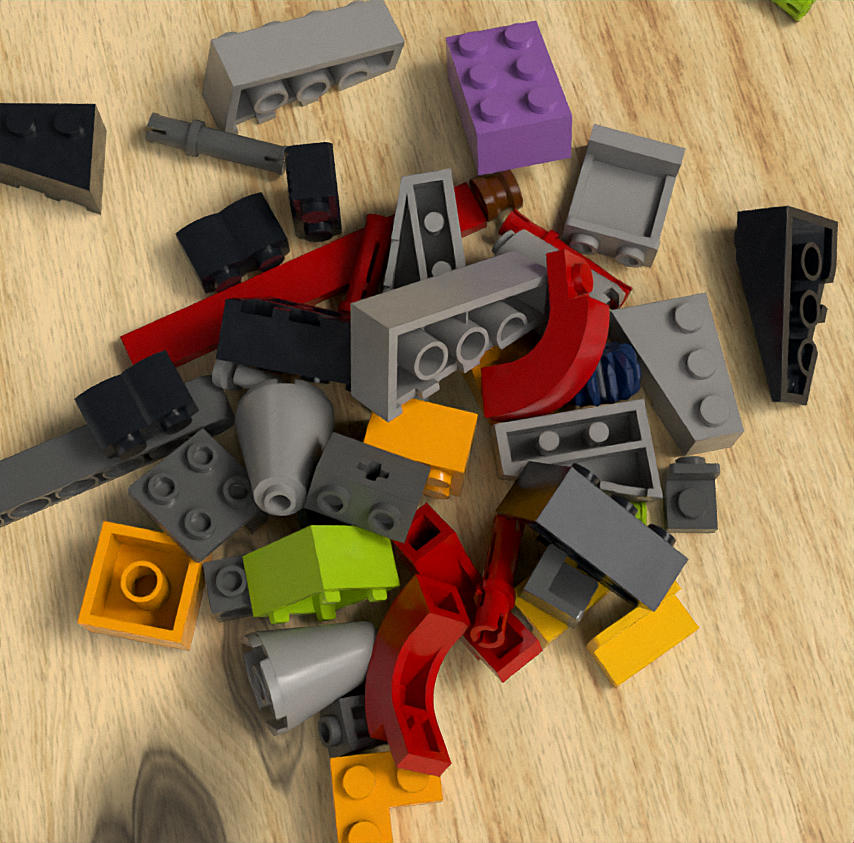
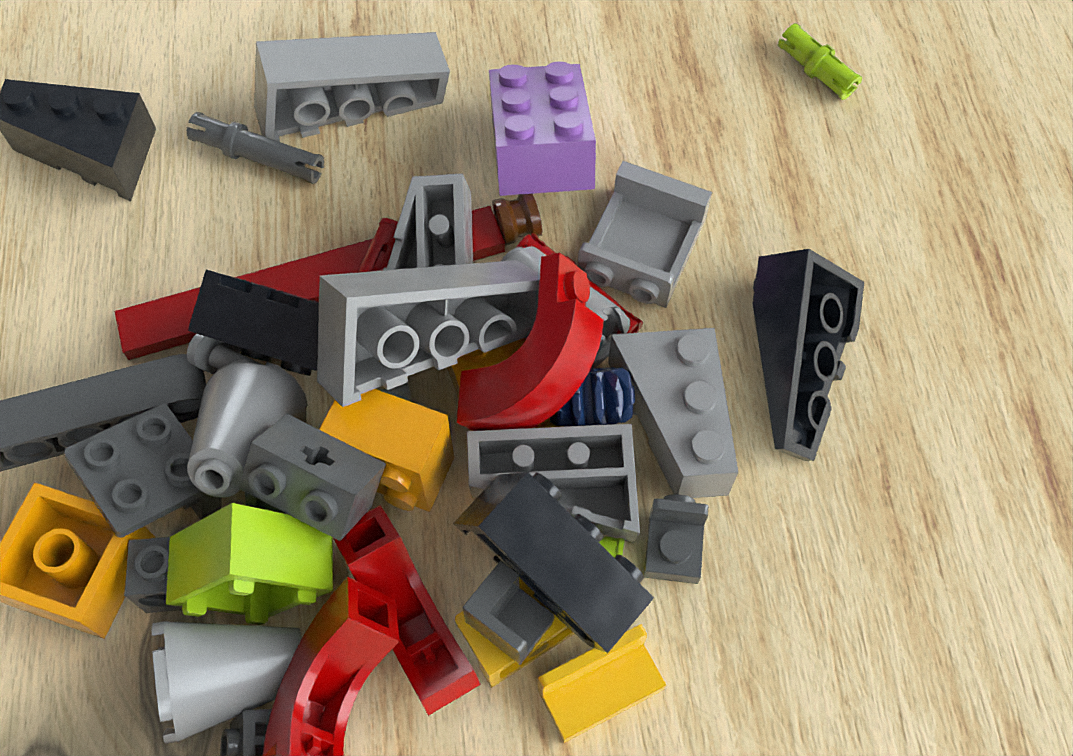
camera: 10 degrees right, 10 degrees down
(137, 406) = (100, 370): black brick -> none
(234, 243) = (247, 234): black brick -> none
(313, 191) = (331, 191): black brick -> none
(496, 591) = (439, 609): red pin -> none

